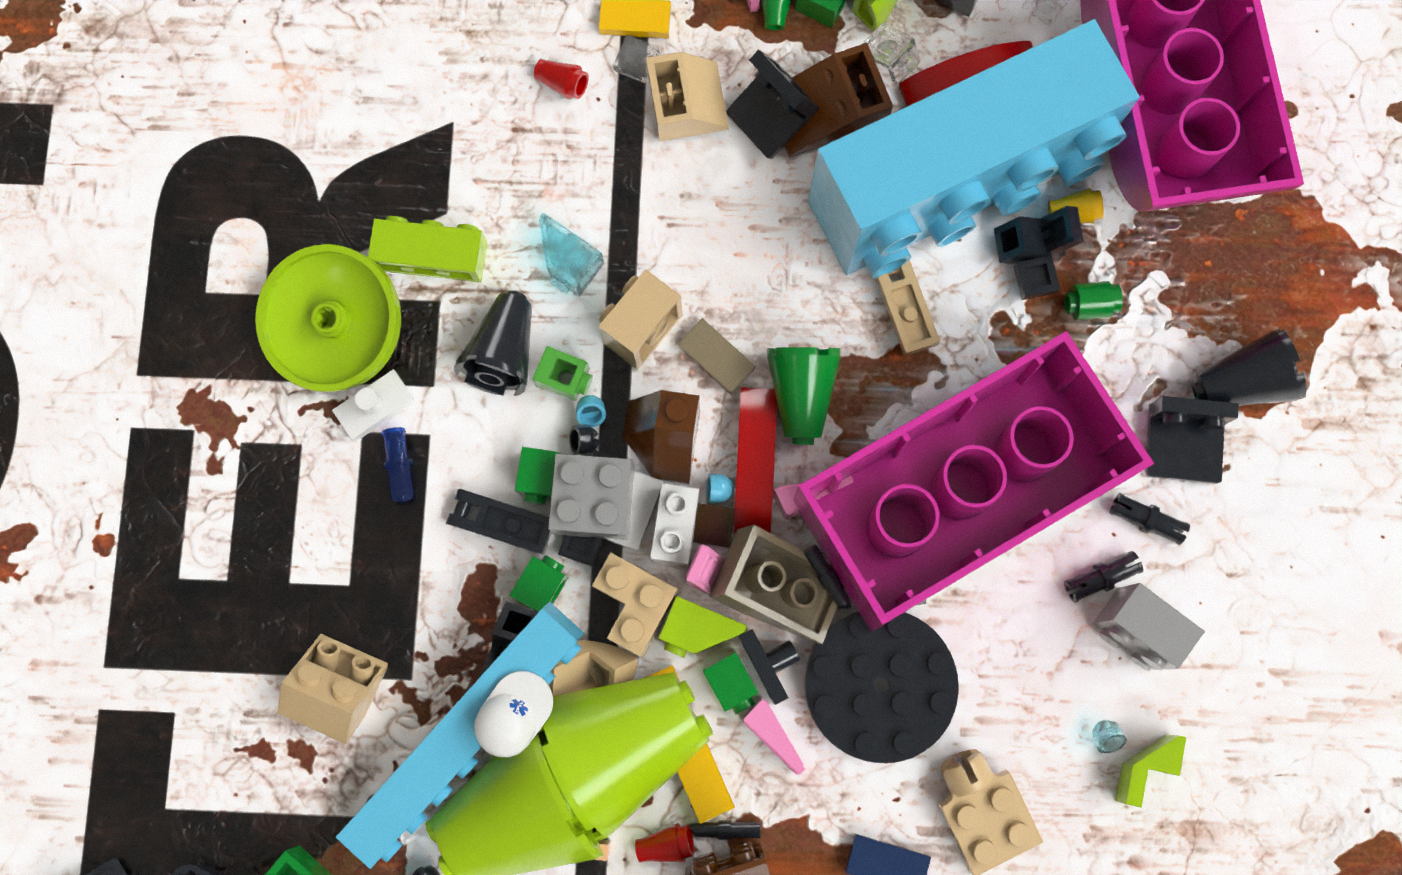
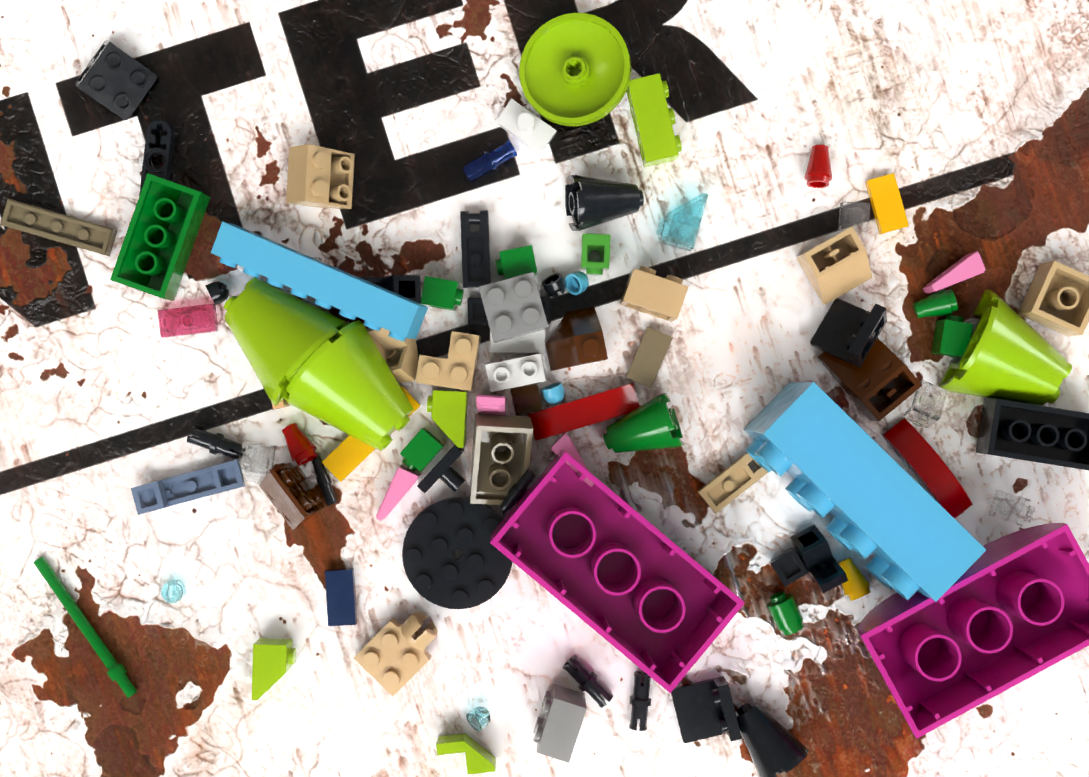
camera: 70 degrees right, 10 degrees up
(513, 714) = (342, 312): white cap -> none

